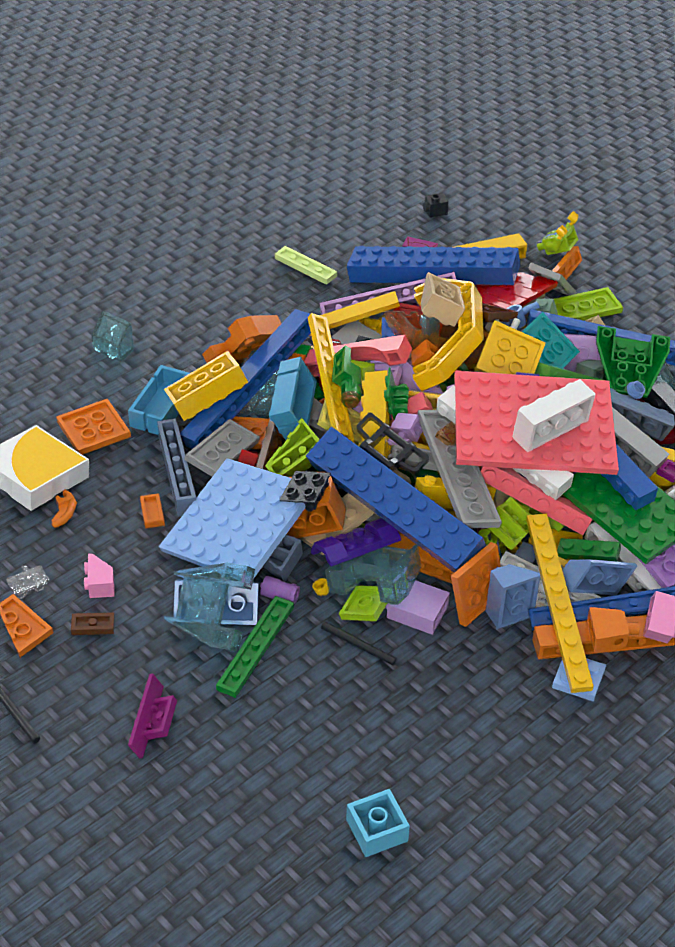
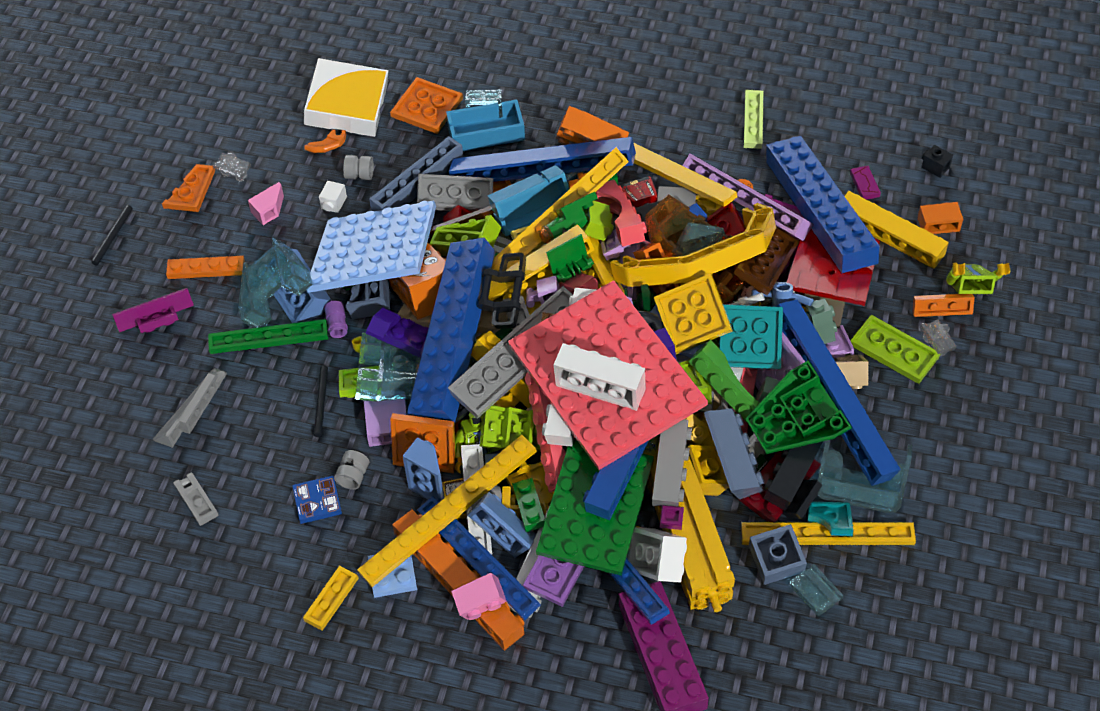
camera: 60 degrees right, 10 degrees up
(92, 623) = (220, 228): reddish brown plate -> none
(113, 337) = (531, 54): clear light blue slope -> none
(122, 498) = (357, 167): none -> light grey wheel
(126, 657) = (205, 267): none -> orange plate
(129, 390) = (483, 97): none -> clear light blue hinge
(136, 530) = (332, 196): none -> white brick
(152, 511) = (360, 198): orange tile -> none
(206, 386) = (500, 138): yellow slope -> none
(289, 739) = (191, 410): none -> light grey wedge
(306, 488) = (406, 262): black hinge -> none
(377, 822) = (136, 505): medium azure brick -> none
(397, 778) = (196, 499): none -> light grey plate
(442, 300) = (713, 221): tan slope -> none
(456, 650) = (351, 470): none -> light grey wheel
(464, 692) = (317, 499): none -> blue tile
(489, 227) = (940, 218): none -> orange brick
(563, 285) = (887, 300): light grey tile -> none
(579, 727) = (330, 598): none -> yellow plate
(593, 278) = (938, 336): none -> clear hips
(609, 629) = (438, 563): orange torso -> none
(635, 389) = (754, 436): medium blue plate -> none

